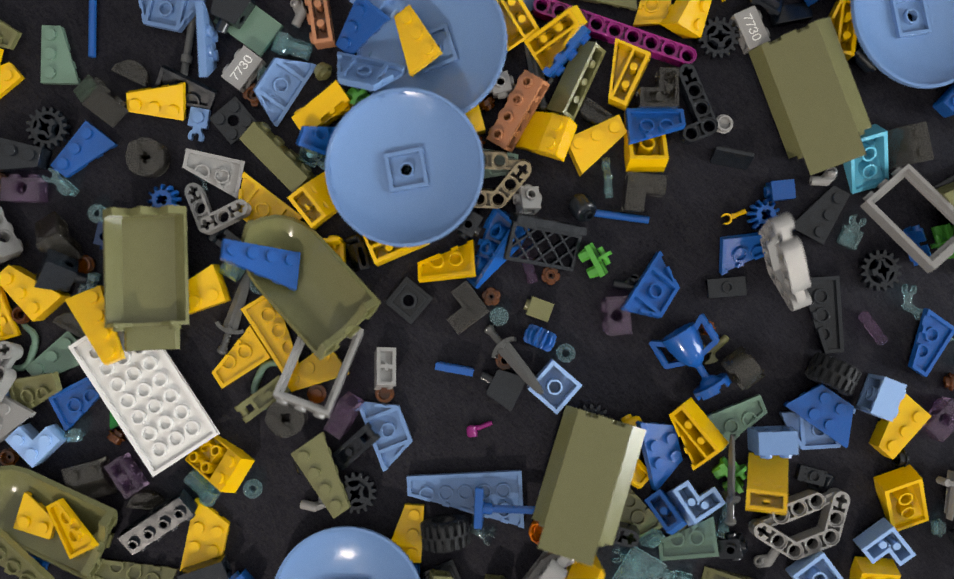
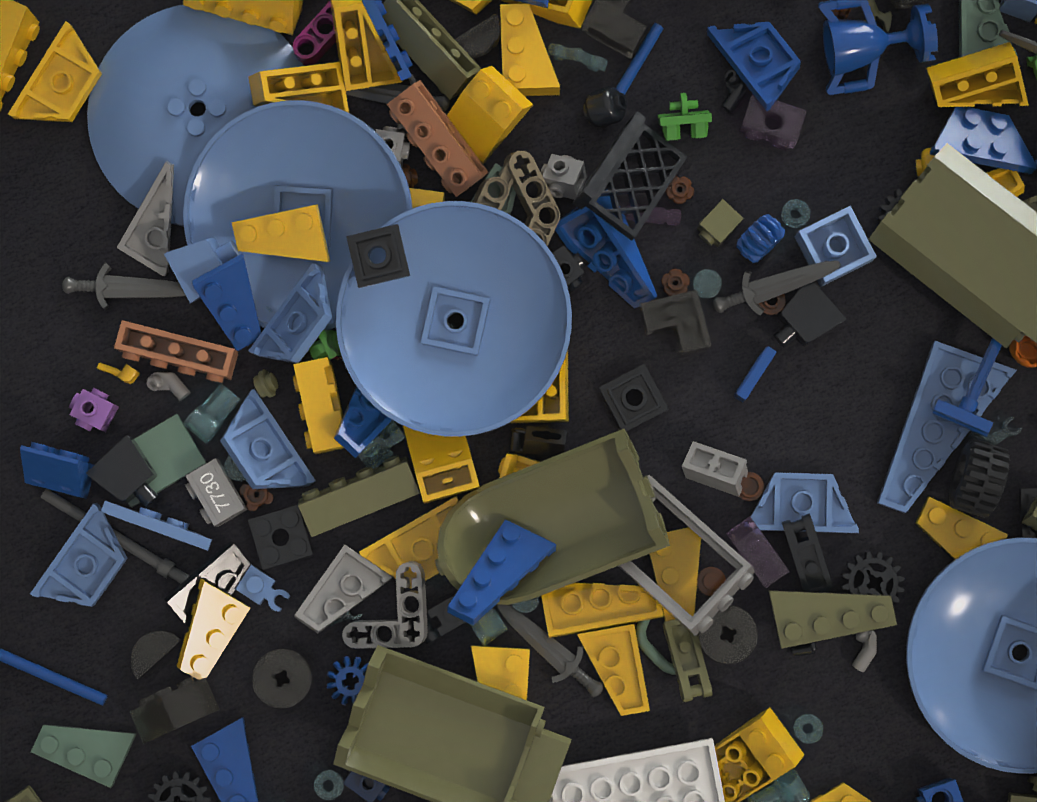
camera: 70 degrees left, 5 degrees down
(418, 114) = (394, 265): none -> black piece
(450, 265) = (609, 318): yellow wing -> none
(472, 429) = (851, 387): magenta hand -> none

